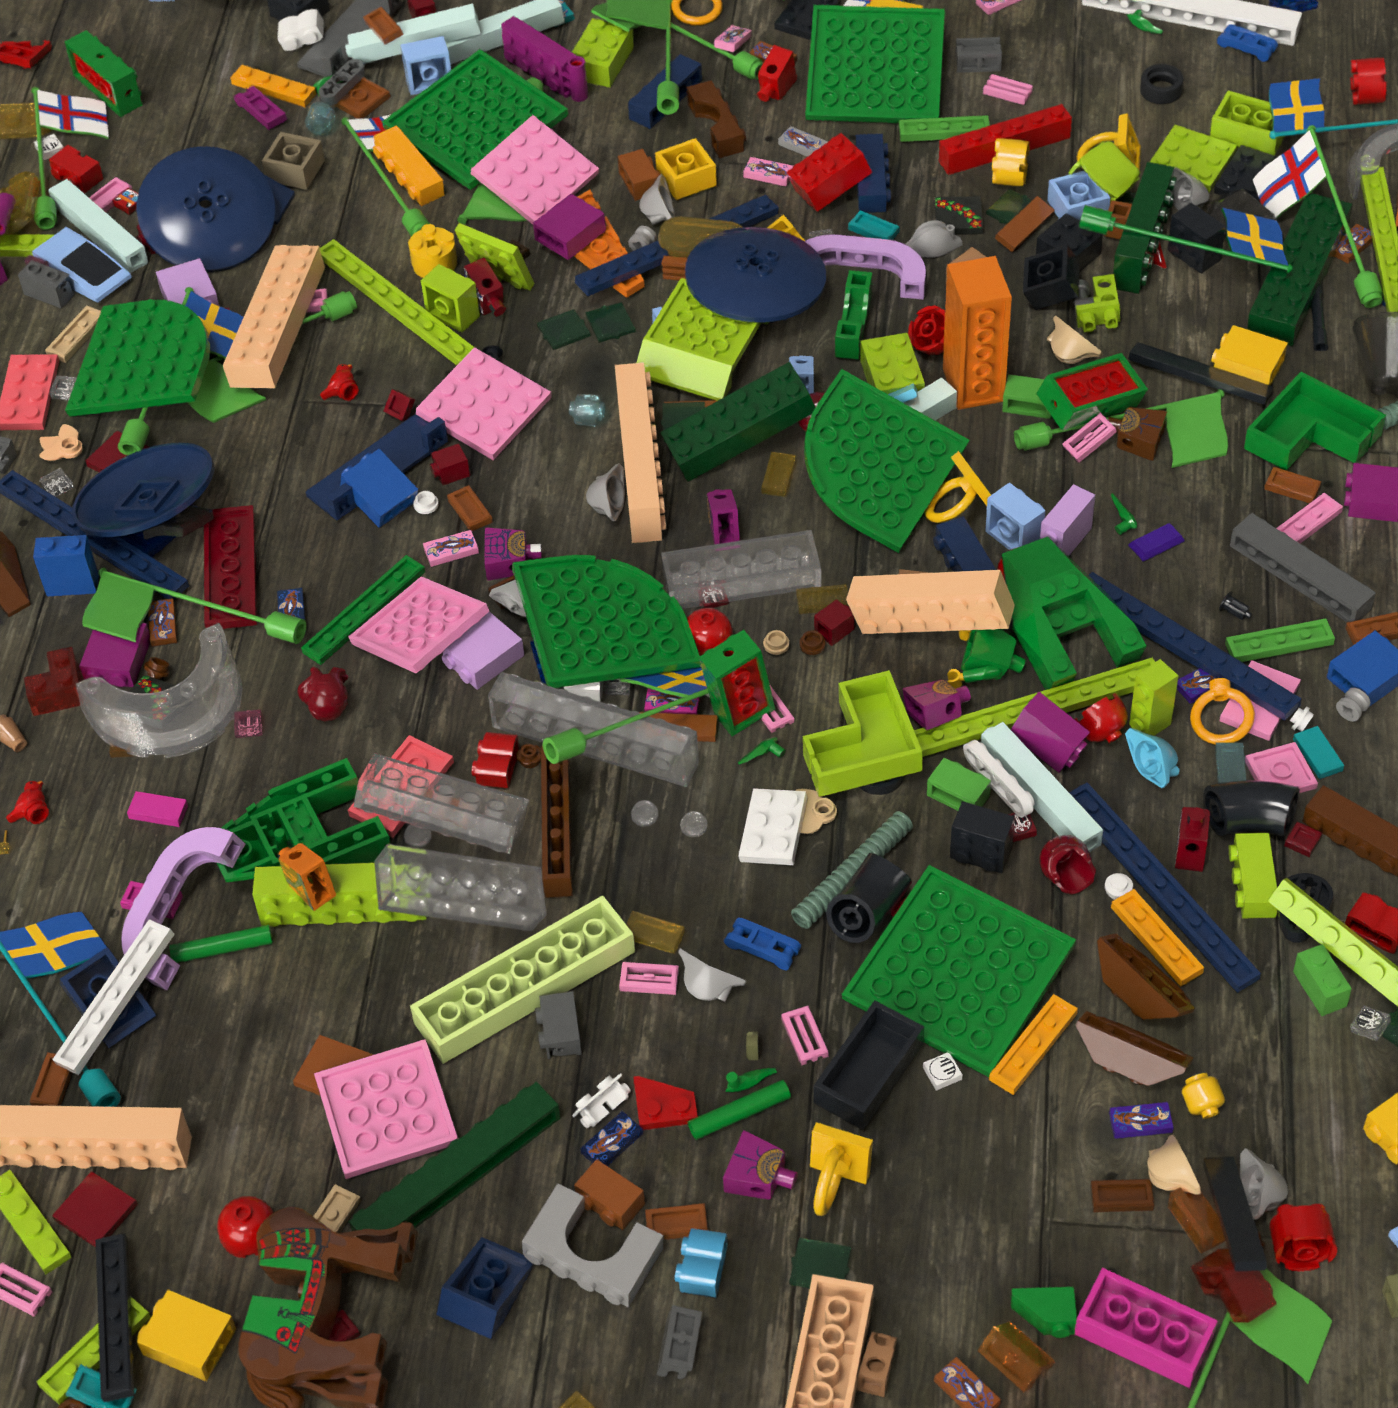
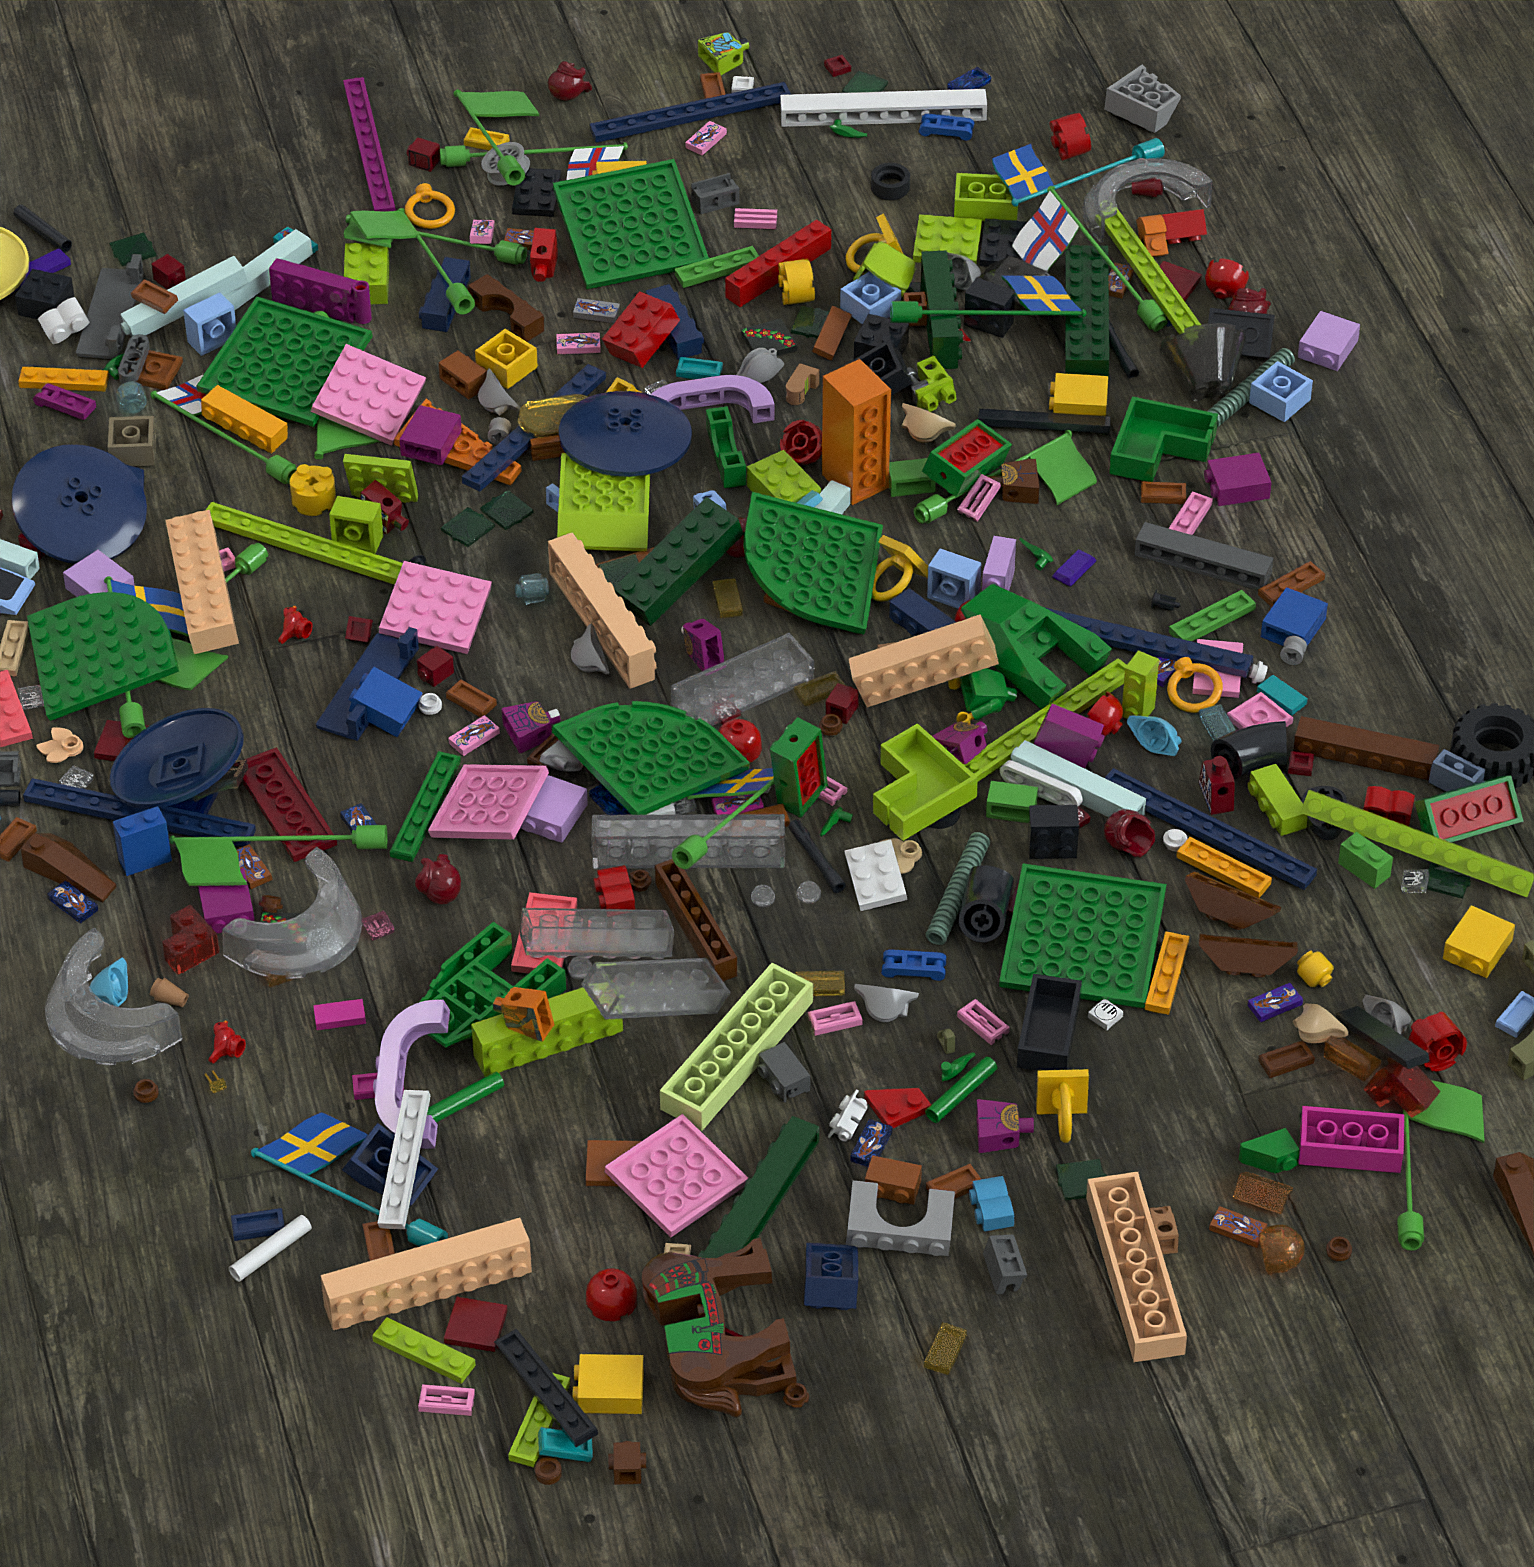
camera: 25 degrees left, 5 degrees down
(726, 810) = (829, 873): none -> black piece

